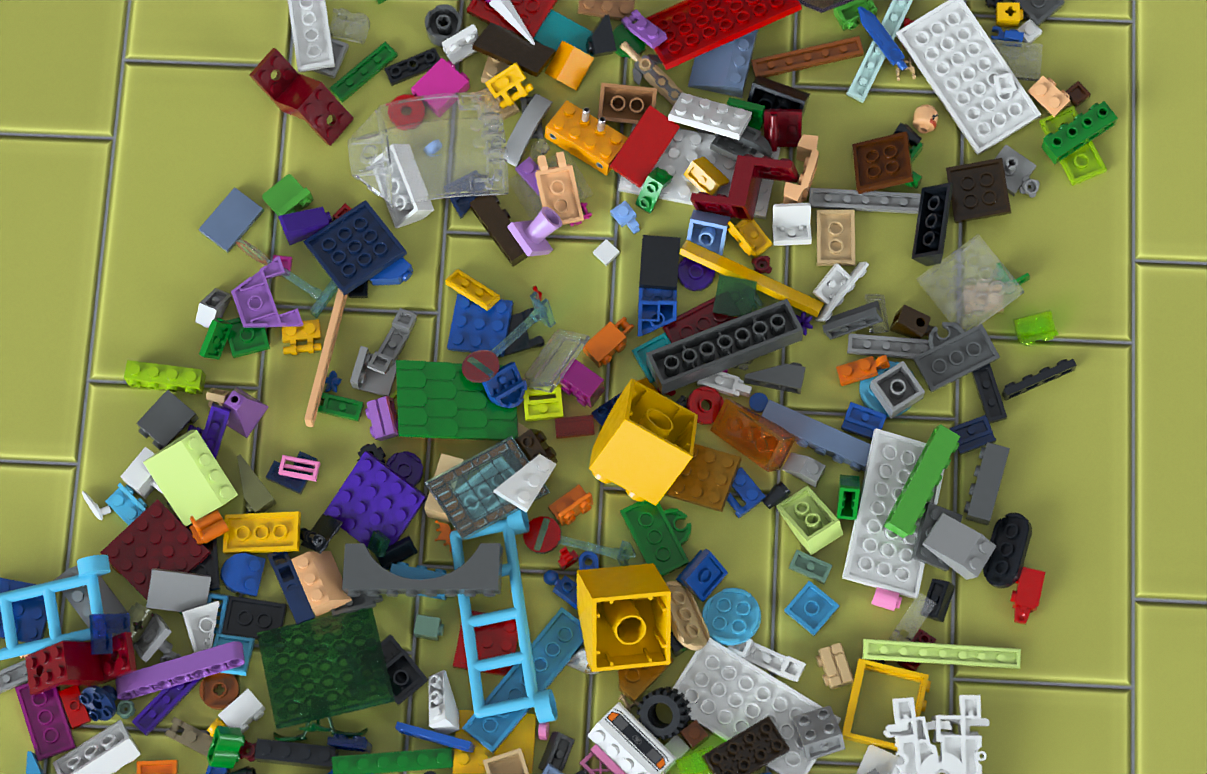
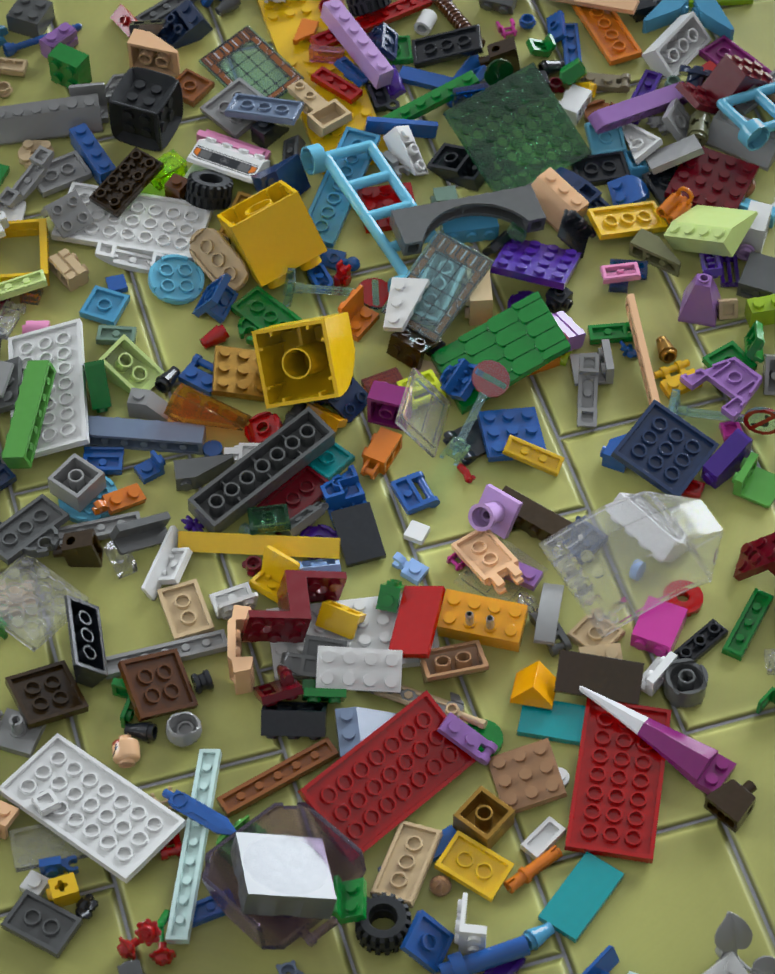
camera: 155 degrees right, 20 degrees down
(102, 628) = (718, 99): clear blue plate -> none
(297, 370) = (666, 351): none -> pearl gold cone
(461, 696) = (394, 163): none -> light grey plate
(506, 80) = (586, 638): yellow plate -> none
(588, 695) = (288, 170): none -> dark blue slope
(599, 291) = (409, 495): none -> blue plate
(601, 40) = (510, 719): black slope -> none
(699, 293) = (306, 518): none -> dark grey hinge
(714, 532) = (214, 337): none -> red cone
(791, 635) = (117, 283): none -> blue tile
(822, 400) = (150, 468): none -> blue bracket
(842, 162) = (202, 681): none -> black wheel
(872, 119) = (183, 729): none -> light grey hair

